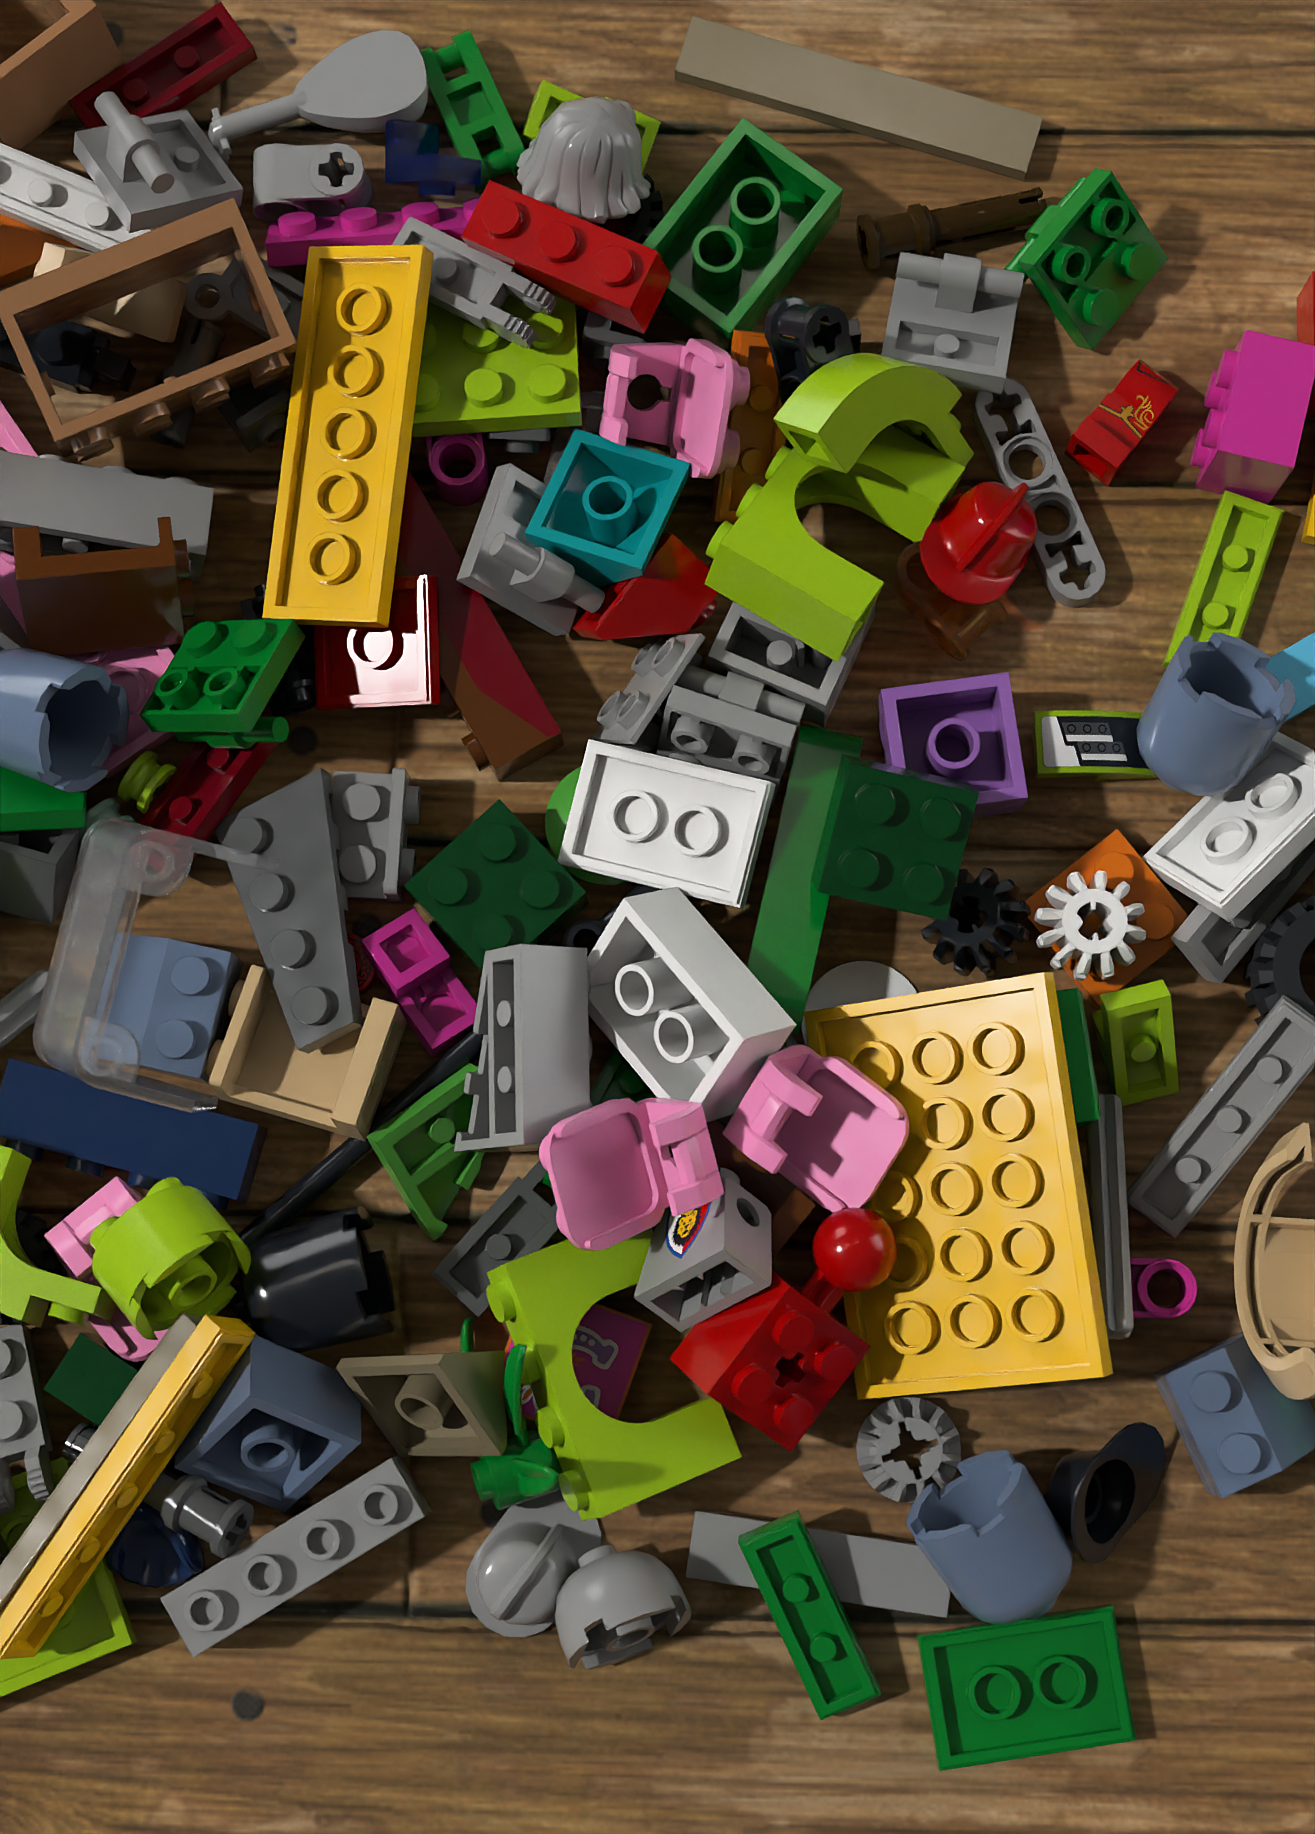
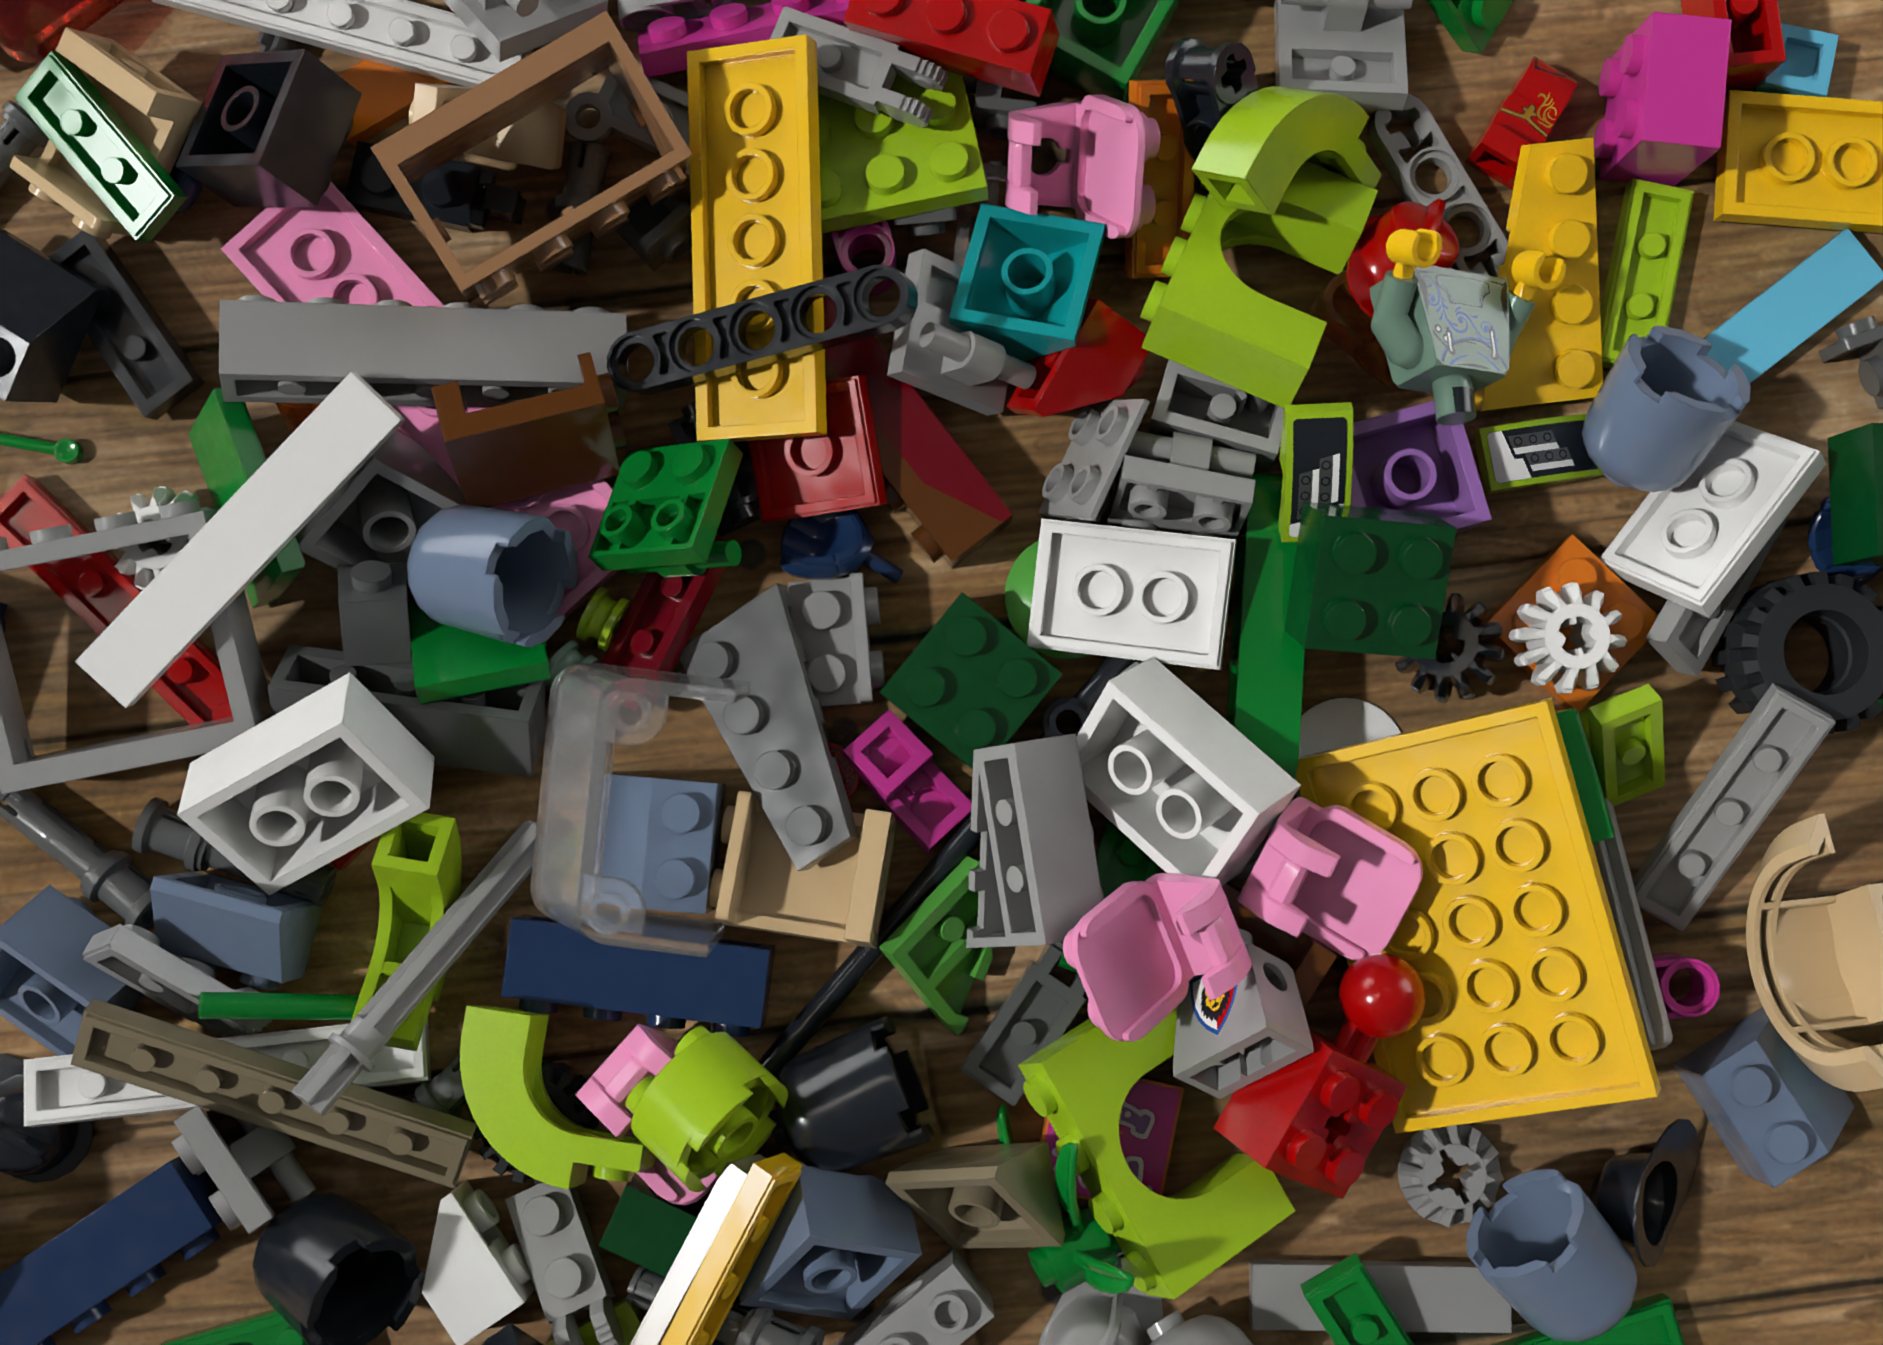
camera: 10 degrees left, 5 degrees up
(365, 526) = (791, 336): none -> black beam
(381, 740) = (831, 547): none -> dark blue piece
(858, 714) = (1314, 460): none -> slope
(1009, 604) = (1451, 326): none -> sand green torso
(1121, 586) = (1561, 342): none -> yellow wing

